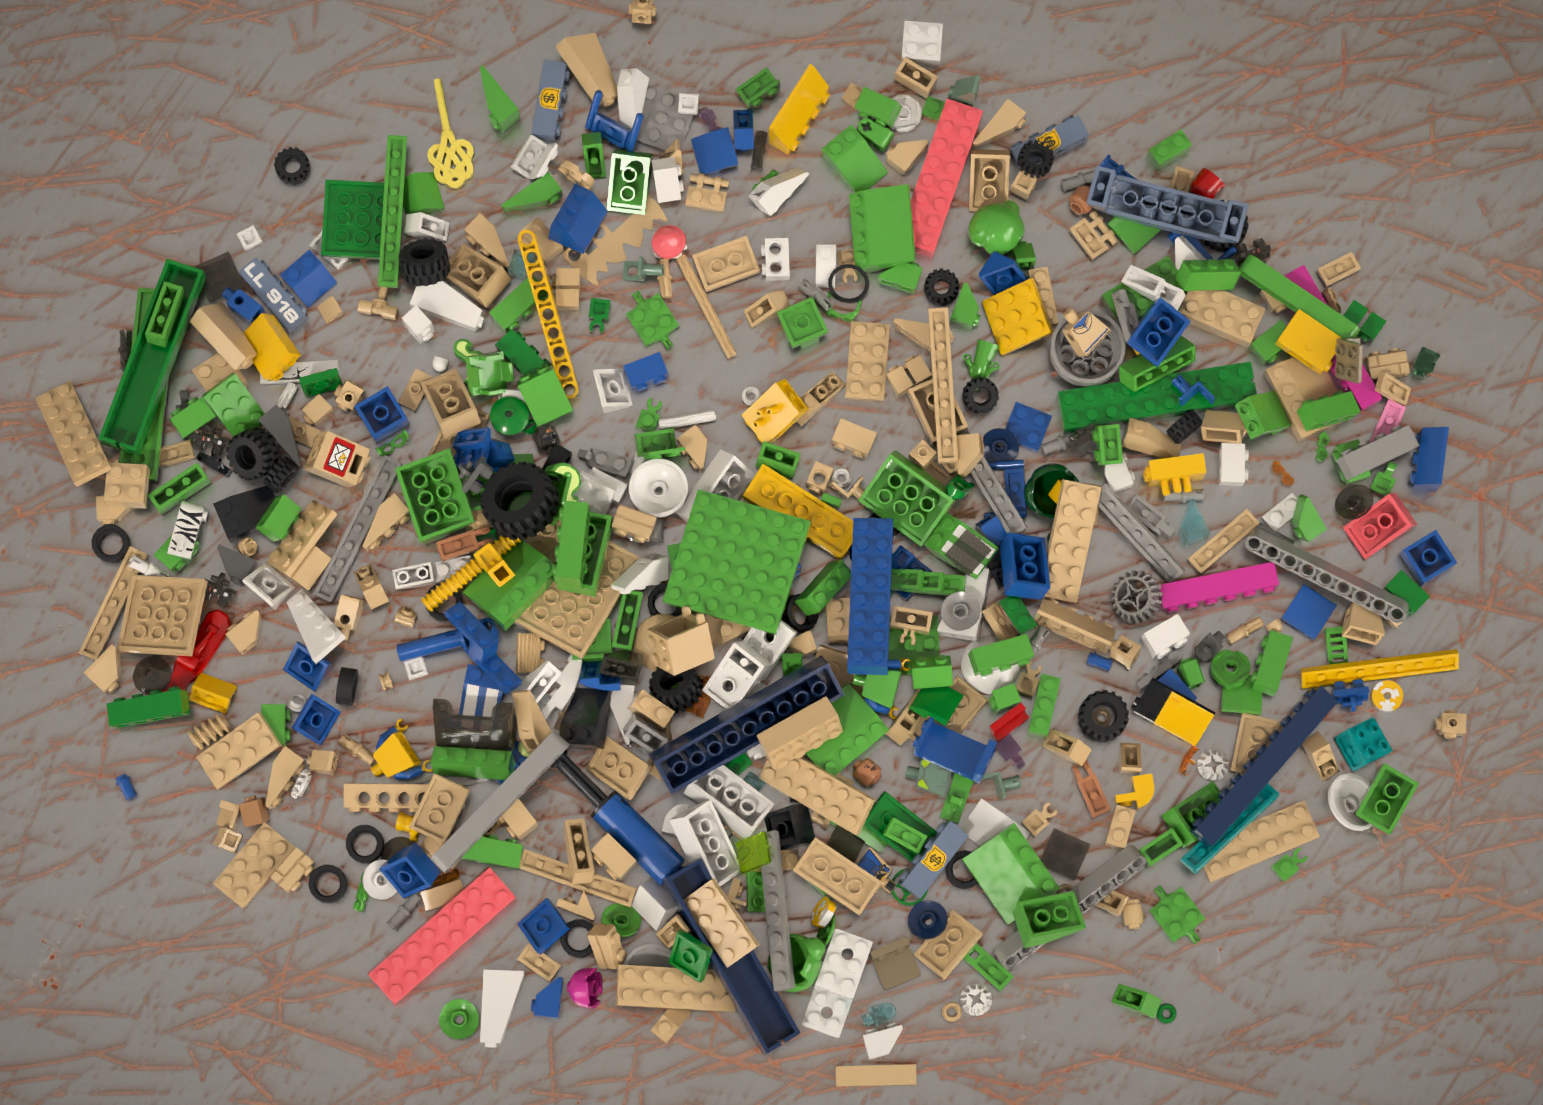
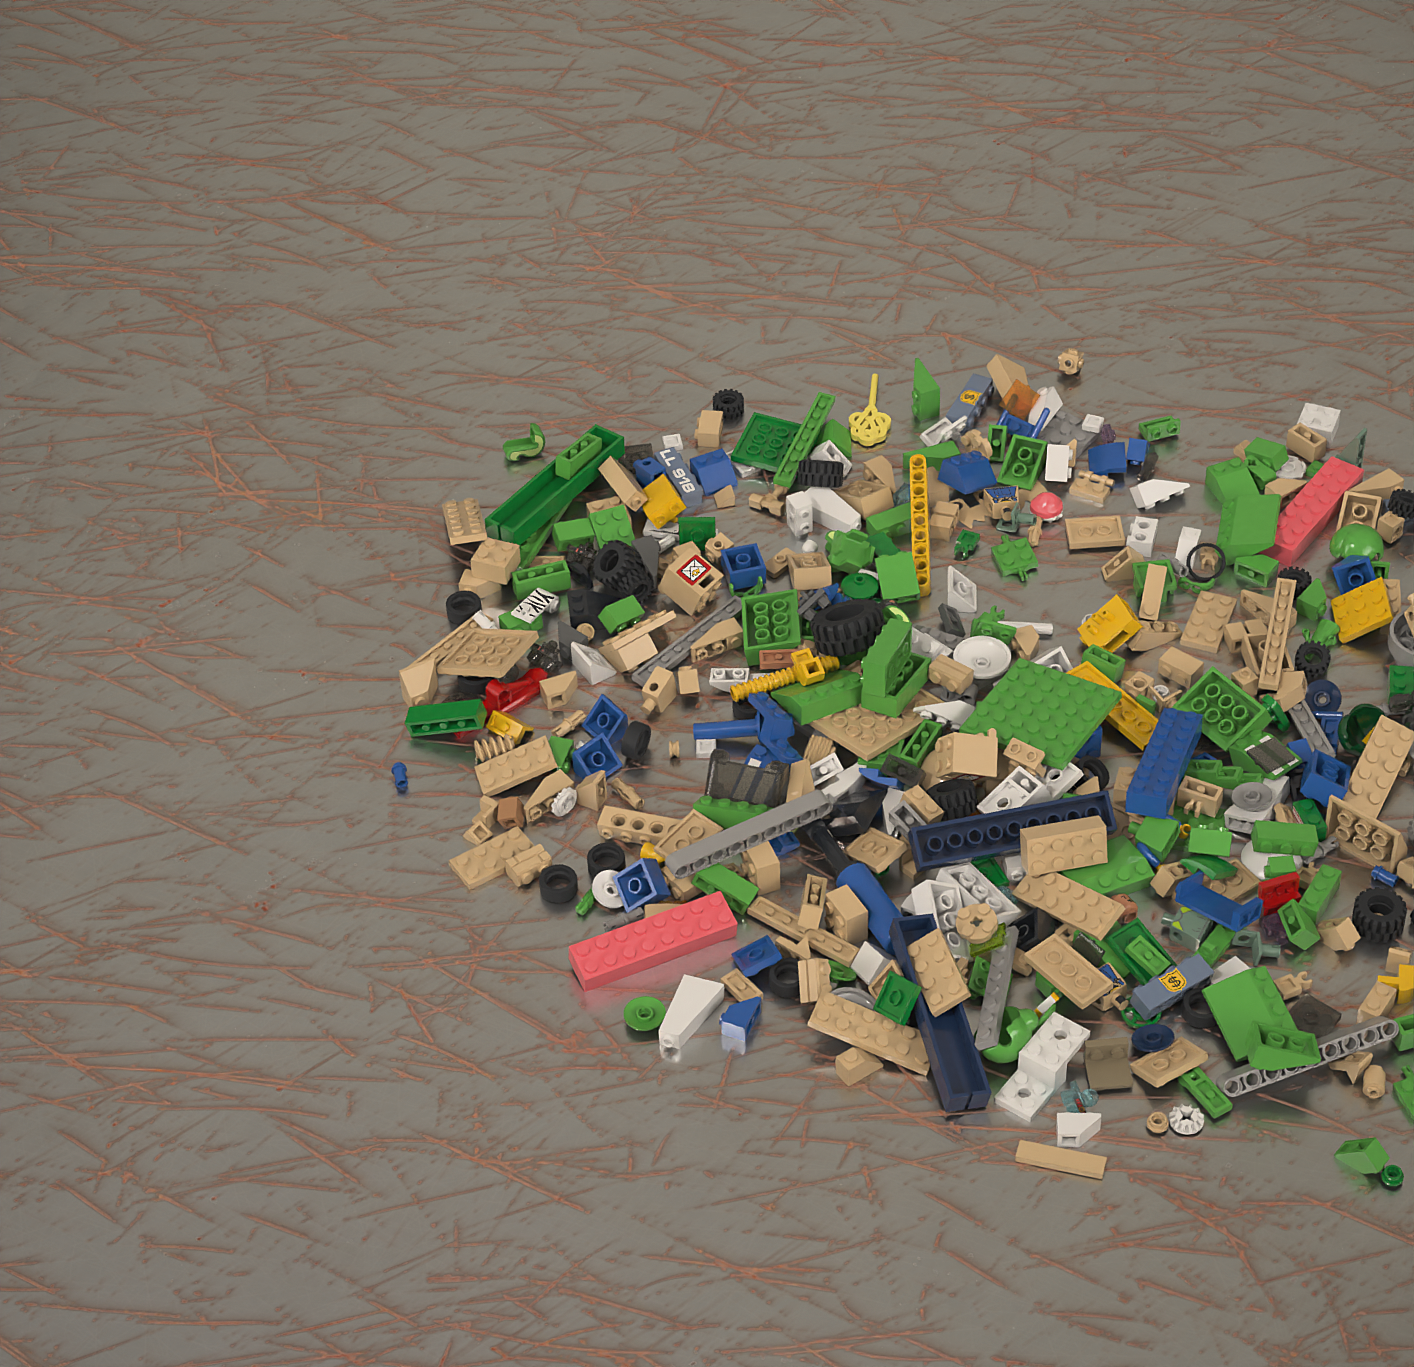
camera: 20 degrees right, 35 degrees down
(94, 290) = (527, 446): none -> bright green animal
(271, 675) = (568, 724): none -> tan axle
(284, 211) = (709, 428): none -> tan brick
(315, 627) = (624, 688): white wing -> none
(396, 756) = (662, 798): yellow torso -> none
(406, 616) = (710, 710): tan plate -> none
(585, 986) = (782, 1013): dark pink cylinder -> none
(605, 98) = (1019, 400): none -> clear orange piece
(612, 432) = (951, 620): none -> dark grey plate
(622, 248) = (1001, 501): none -> torso
(646, 371) = (996, 586): blue brick -> none
(706, 306) = (1067, 558): tan axle -> none
(737, 630) = (1025, 756): none -> tan bracket
(750, 846) = (972, 913): none -> tan plate
(798, 111) = (1191, 438): yellow slope -> none
(806, 353) = (1152, 592): none -> tan slope
(823, 587) = (1111, 757): bright green brick -> none
(1028, 426) = (1355, 692): blue plate -> none
(1032, 751) = (1298, 925): none -> bright green slope
(1091, 791) = (1352, 974): nougat hinge -> none

